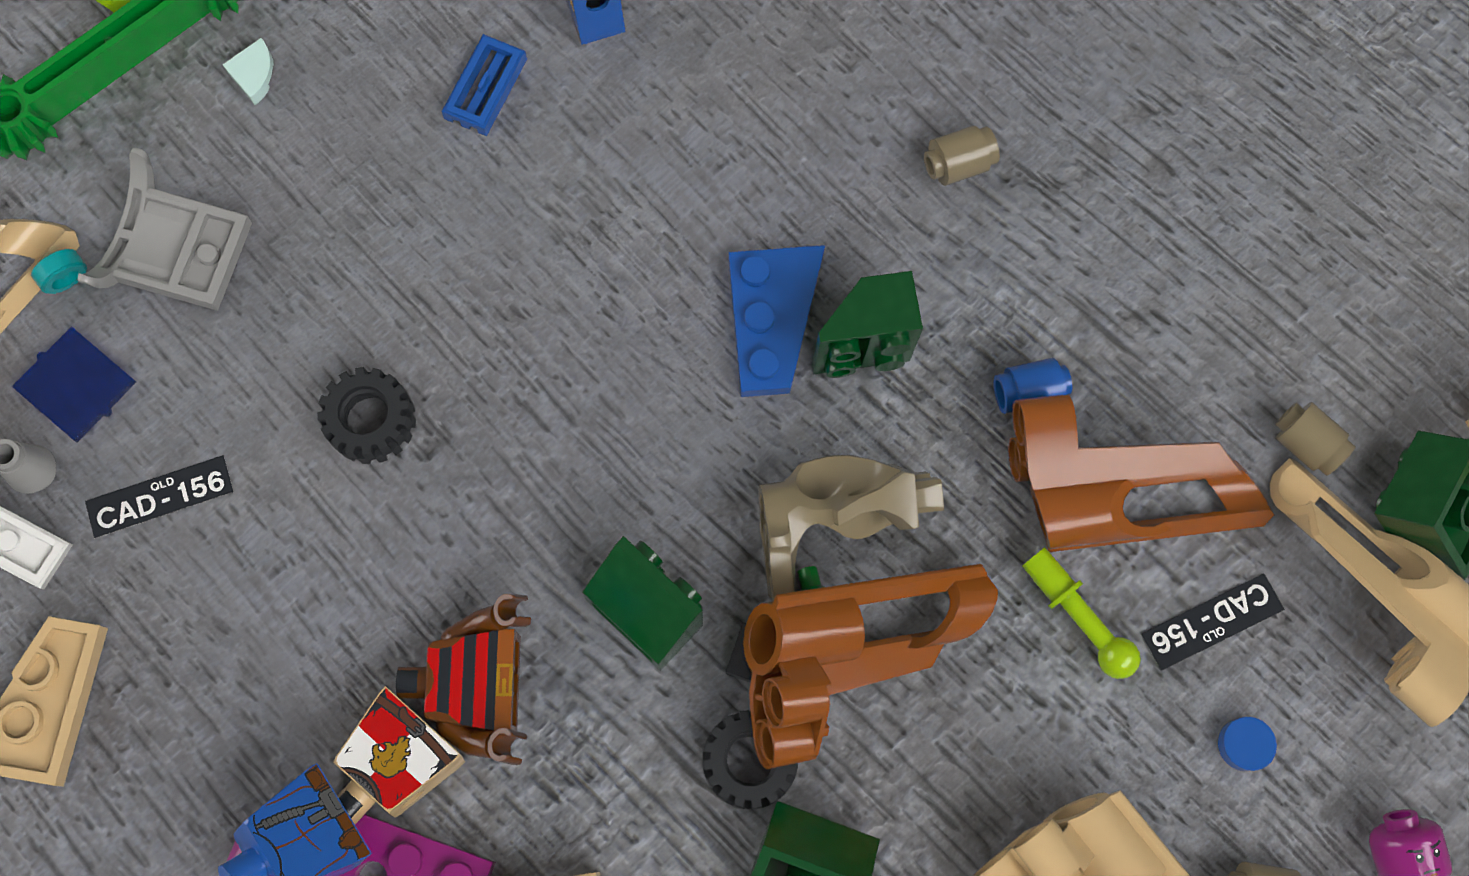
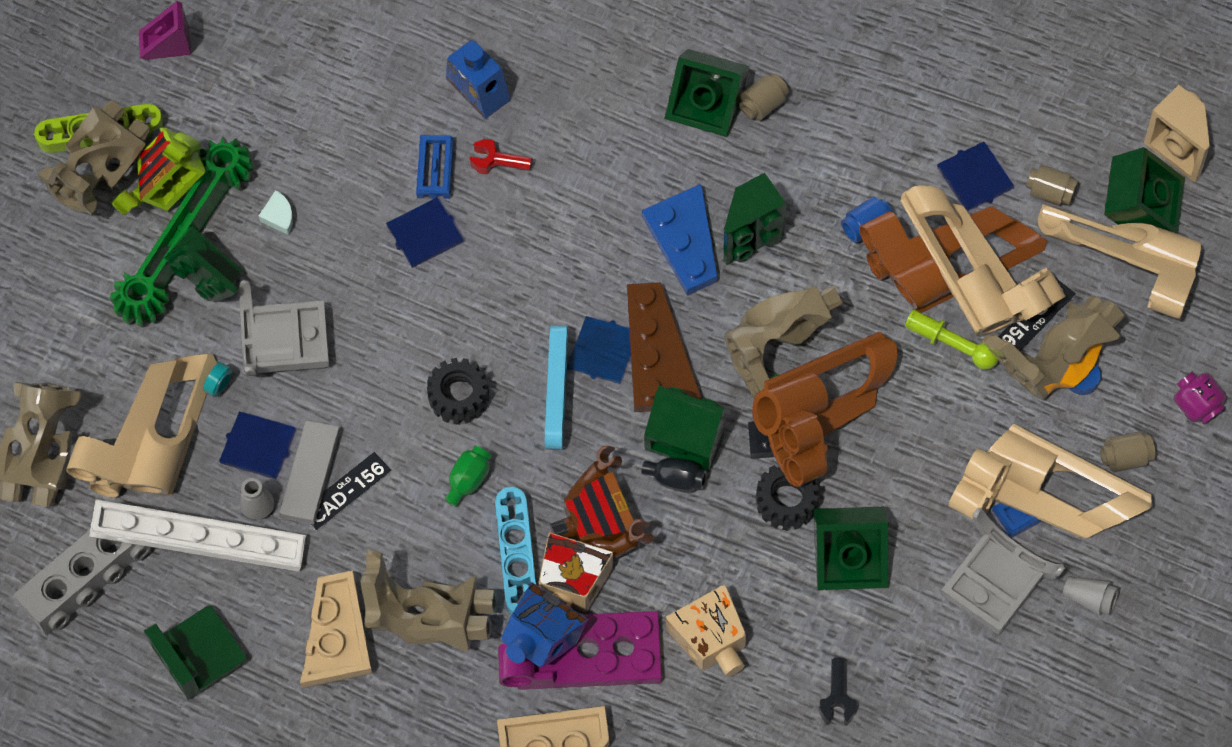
camera: 15 degrees left, 10 degrees down
(107, 104) = (204, 266): none -> dark green bracket
(120, 452) = (309, 472): none -> light grey tile
(194, 765) = (448, 610): none -> dark tan hips
(325, 543) = (468, 474): none -> green plant
(331, 684) = (514, 552): none -> medium azure beam
(431, 170) = (424, 232): none -> clear blue piece
(500, 464) = (556, 387): none -> medium azure beam
(569, 104) = (495, 158): none -> red bar
(593, 431) = (601, 350): none -> clear blue piece
(608, 662) = (676, 474): none -> black plant
(661, 469) = (655, 346): none -> reddish brown wing
(886, 117) = (706, 92): none -> dark green slope
(1165, 573) = (988, 292): none -> tan panel
(1208, 379) = (975, 176): none -> clear blue piece
(1267, 690) = (1066, 350): none -> dark tan hips

